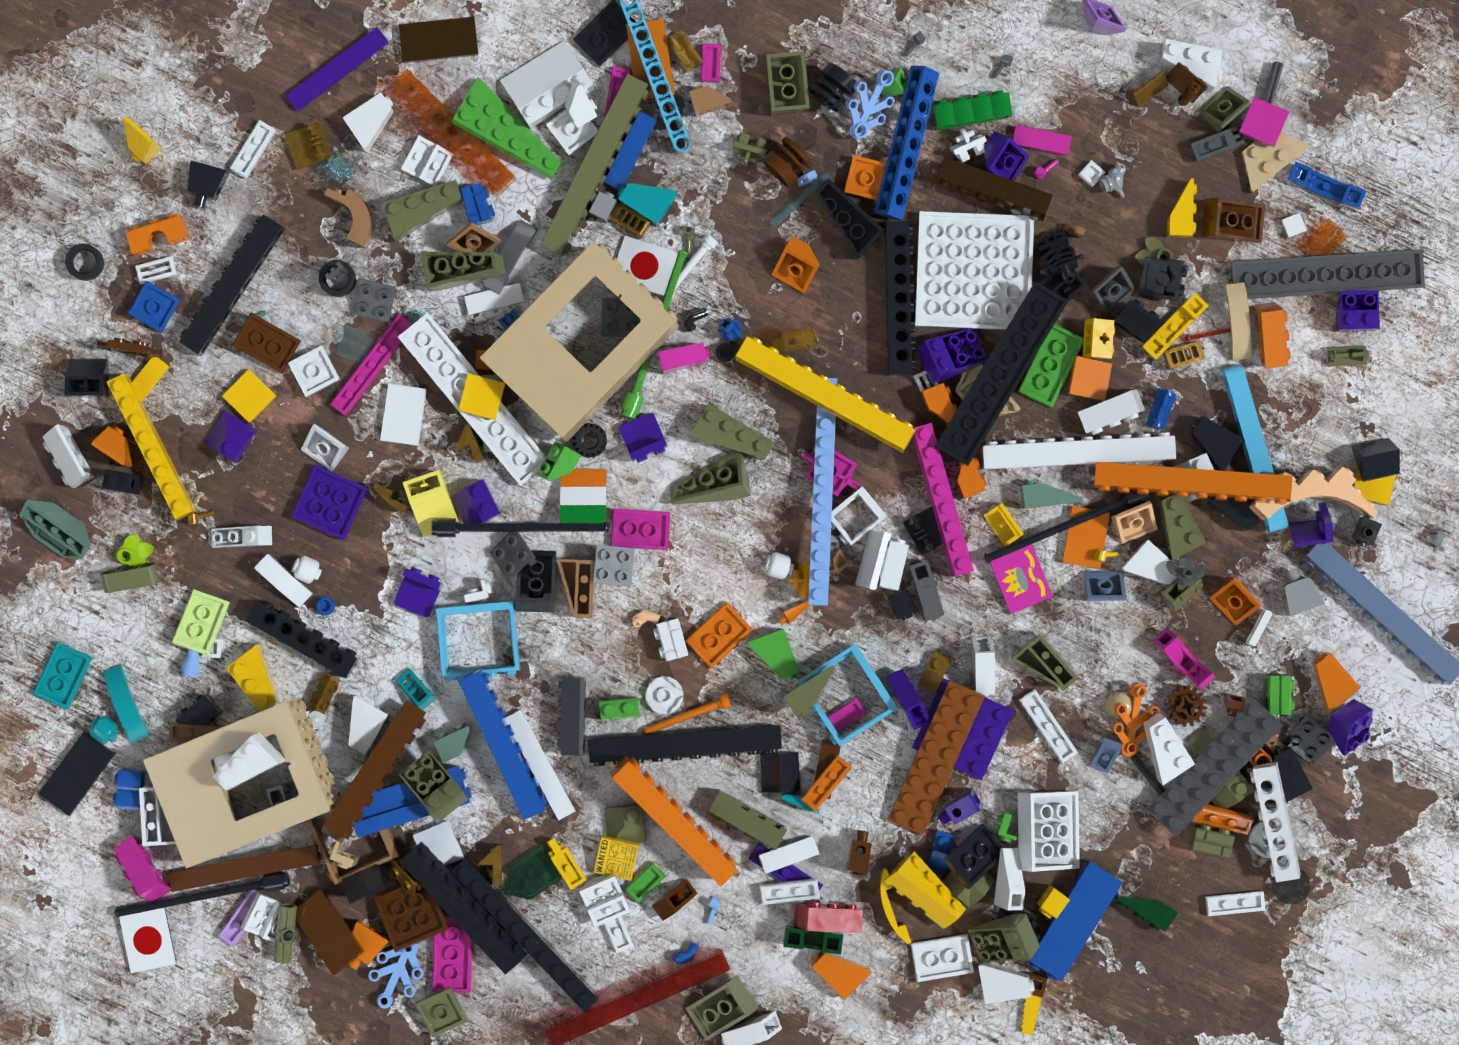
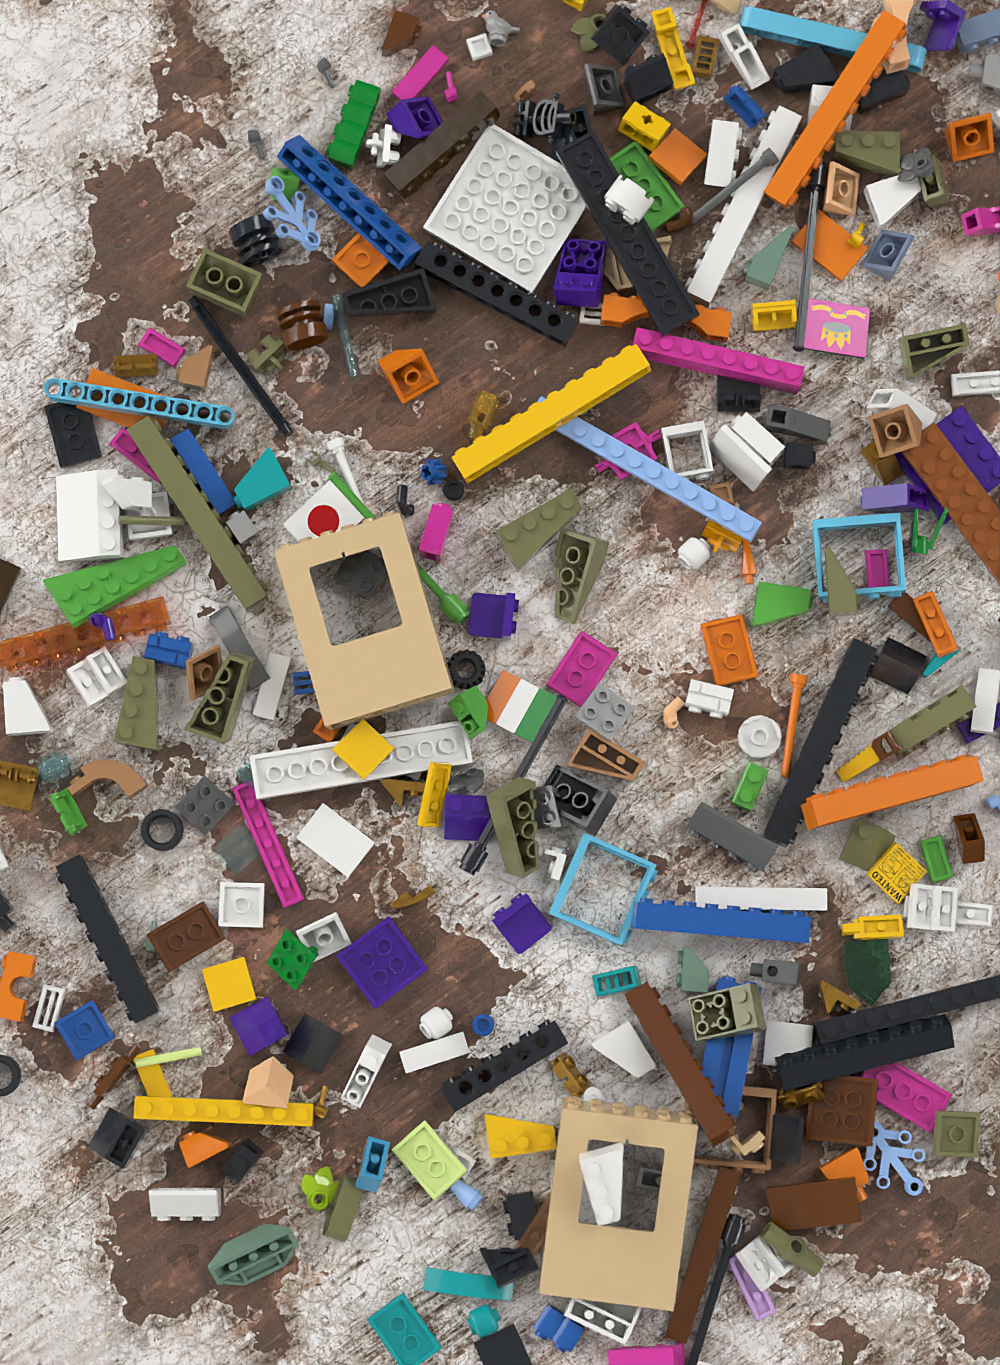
camera: 60 degrees left, 5 degrees down
(155, 725) = (509, 1264): none -> black wing
(168, 381) = (167, 1057): none -> yellowish green bar
(172, 581) = (372, 1164): none -> dark azure brick
(188, 469) = (269, 1084): none -> light nougat slope
(239, 484) = (312, 1043): none -> black slope
(293, 433) = (292, 959): none -> green hinge
(308, 204) = (70, 813): none -> bright green hinge
(336, 273) = (159, 822): dark grey tile -> none
(429, 500) = (437, 860): light yellow slope -> none
(468, 143) = (105, 623): none -> dark purple arm
(478, 470) = (434, 794): none -> yellow tile
(491, 541) = (514, 825): none -> olive wedge
(492, 816) = (787, 974): none -> dark grey torso
(504, 491) = (471, 780): none -> dark grey plate
(568, 133) = (150, 520): none -> olive bar
(646, 223) = (267, 503): pearl gold slope -> none
(694, 788) = (869, 757): none -> yellow piece
(730, 131) = (240, 366): none -> black piece
(885, 737) = (920, 543): none -> green plant
(961, 670) = (895, 430): none -> medium nougat slope
(1025, 359) = (628, 199): none -> white brick
(1037, 411) = (682, 222): none -> reddish brown arm
(1066, 106) = (401, 33): none -> reddish brown slope
(1124, 450) = (768, 158): none -> dark grey piece
(1201, 385) = (743, 56): none -> white slope

